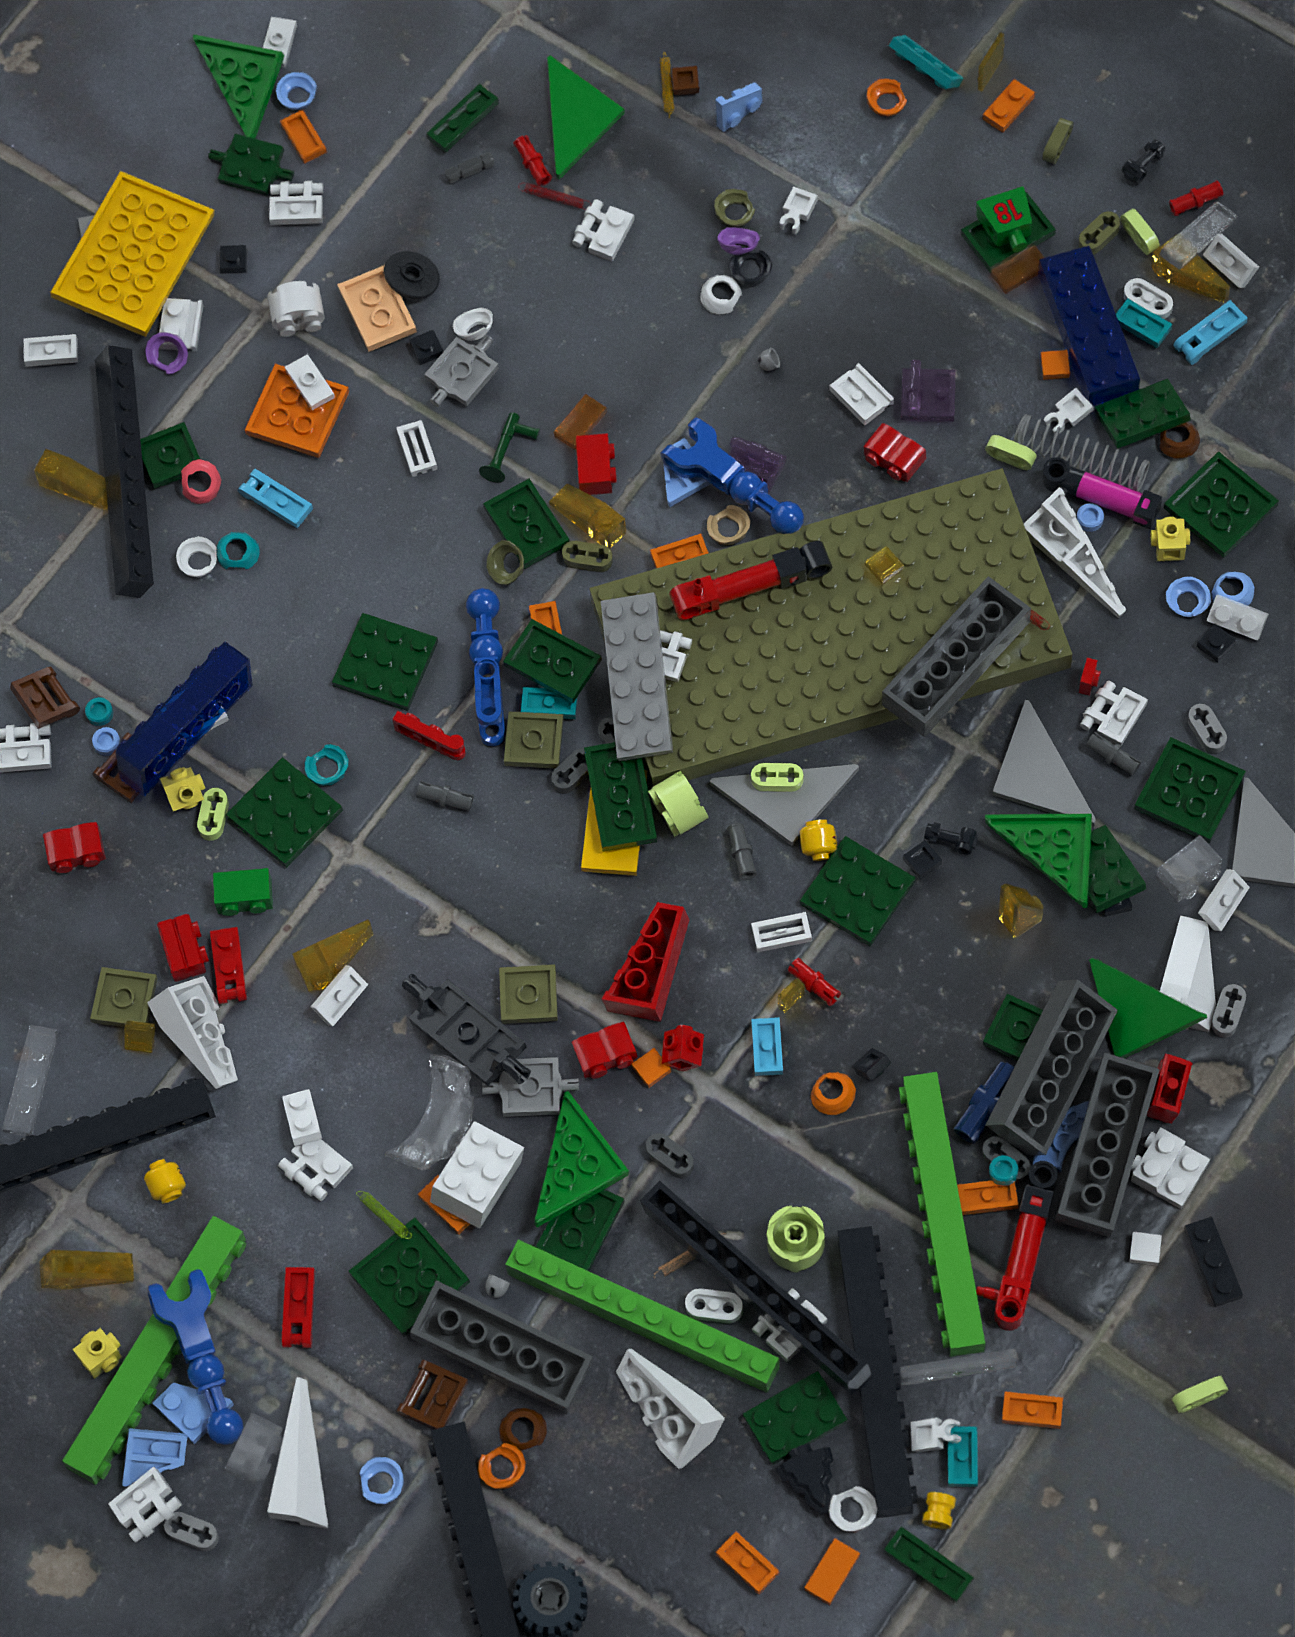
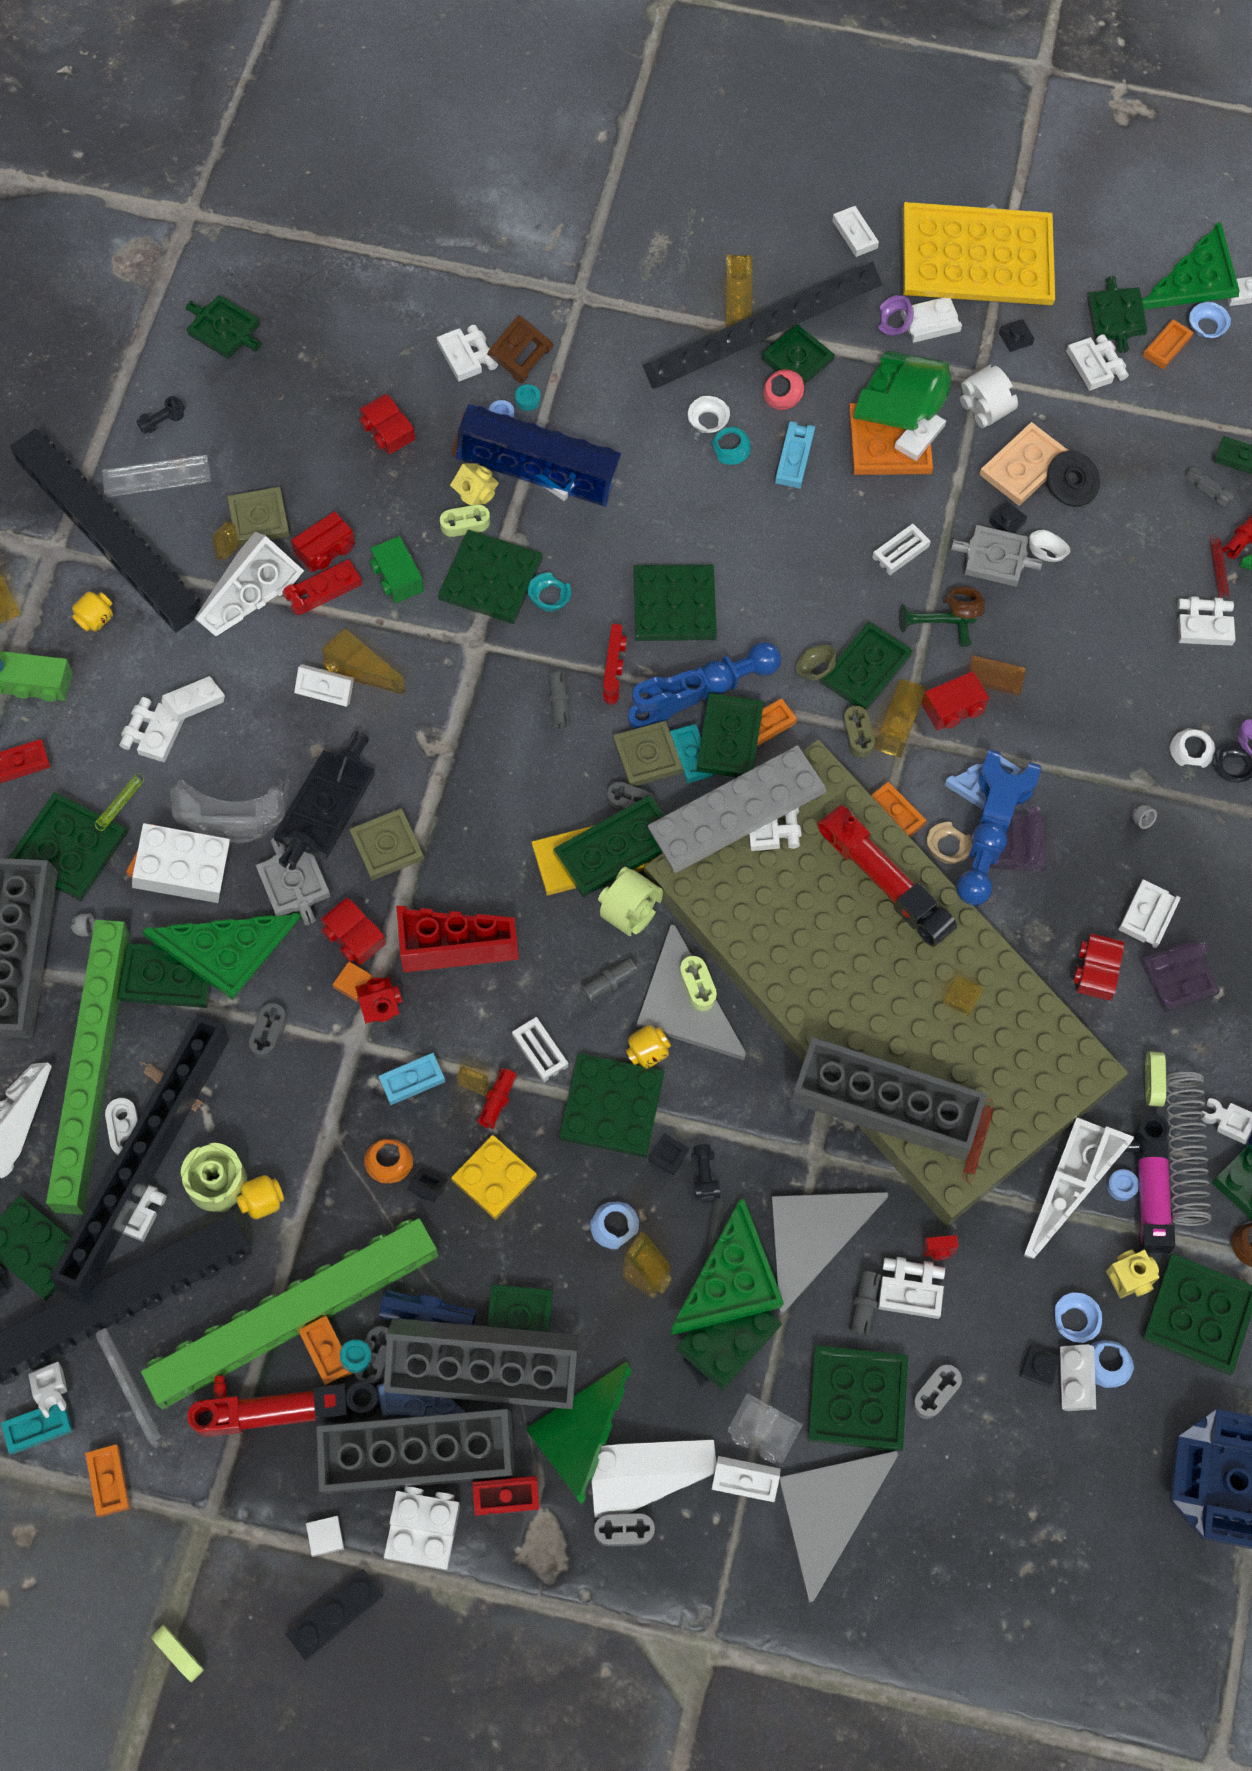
camera: 60 degrees right, 0 degrees up
(256, 375) = (904, 391): none -> green slope
(507, 420) = (966, 609): none -> reddish brown piece
(829, 1205) = (260, 1197): none -> yellow head
(884, 1010) = (494, 1177): none -> yellow plate
(961, 939) = (599, 1231): none -> light blue piece

